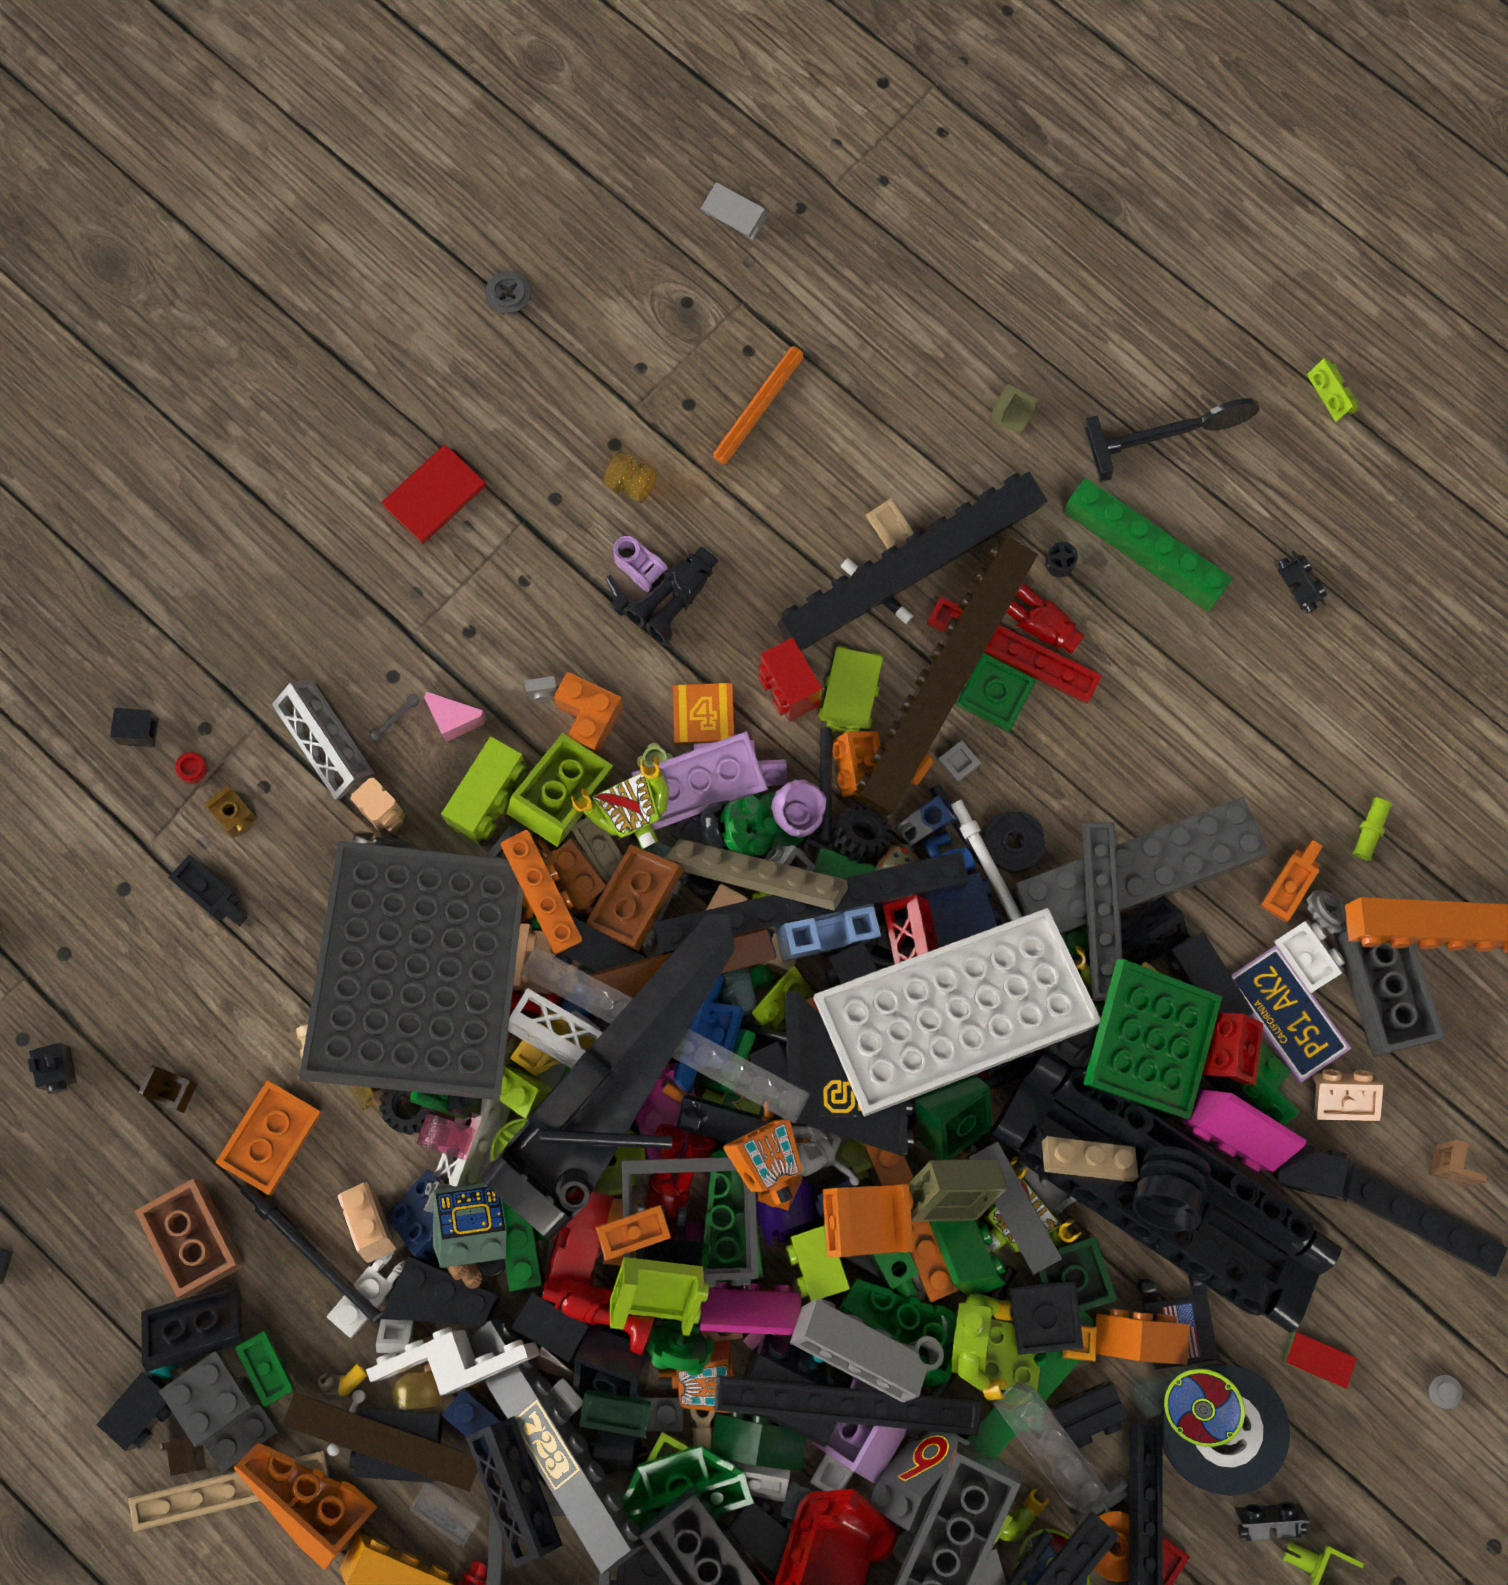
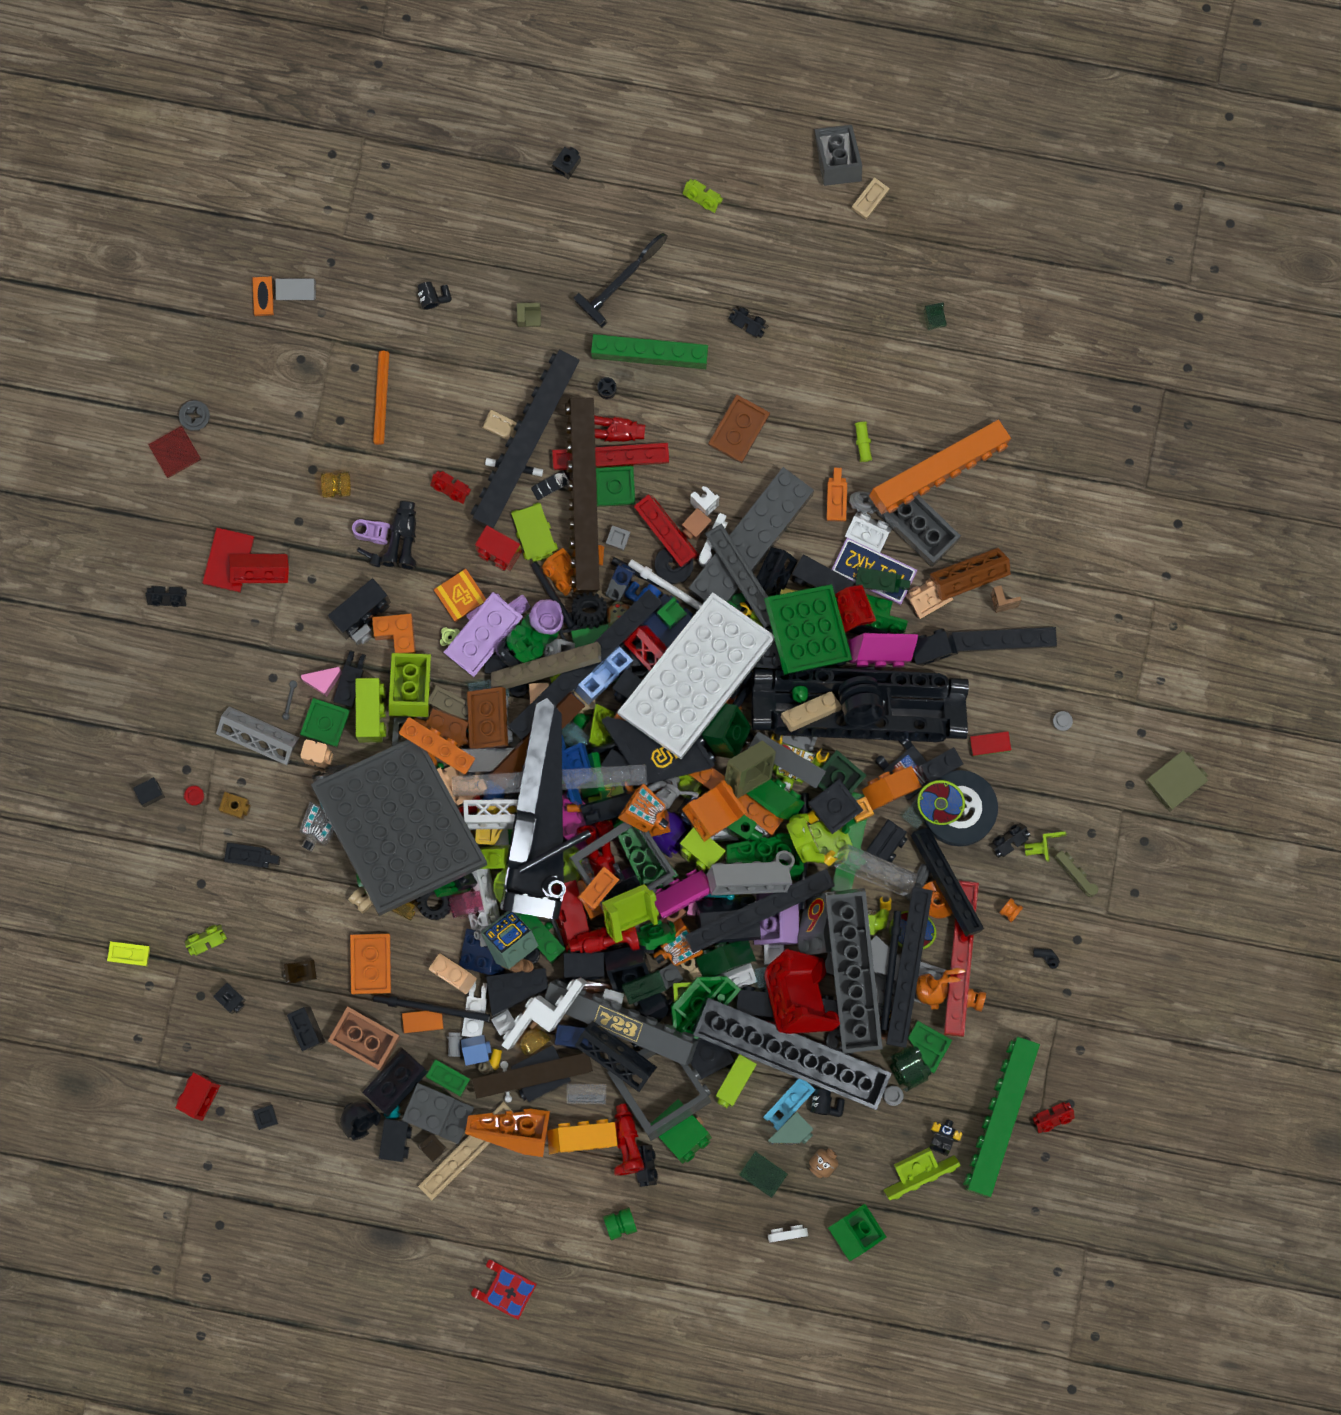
camera: 30 degrees left, 5 degrees up
(64, 964) = (211, 935): none -> lime hinge
(107, 1348) = (358, 1118): none -> black cylinder
(124, 1173) = (306, 1028): none -> black hinge
(285, 1262) = (422, 1021): none -> orange tile
(308, 1323) = (454, 1044): none -> light grey pin
(311, 905) = (316, 827): none -> torso
(315, 485) = (156, 596): none -> black hinge
(330, 1351) = (475, 1050): none -> medium blue brick
(420, 774) = (325, 722): none -> green plate
(454, 323) = (174, 452): none -> clear red tile
(462, 524) = (258, 568): none -> red panel
(469, 748) = (346, 688): none -> black hinge
(558, 649) = (360, 609): none -> black brick
(629, 805) = (455, 670): torso -> none
(688, 199) = (263, 296): none -> orange tile
(770, 556) = (443, 483): none -> red hinge
(898, 314) = (429, 298): none -> black piece
(910, 640) = (551, 484): none -> black sticker
(972, 904) = (671, 613): none -> green panel
(1031, 789) = (666, 530): none -> red fence
(1067, 852) = (706, 555): none -> white hinge
(1076, 806) = (696, 525): none -> nougat brick
(1088, 1124) = (800, 694): none -> green hinge
(1106, 785) = (705, 503): none -> white hinge
(1177, 251) = (566, 168): none -> black brick
(1209, 713) = (739, 428): none -> dark orange plate
(1230, 1349) = (940, 765): none -> black brick
(1292, 1033) = (881, 581): none -> dark green hinge
(1428, 1104) = (973, 575): none -> dark orange fence

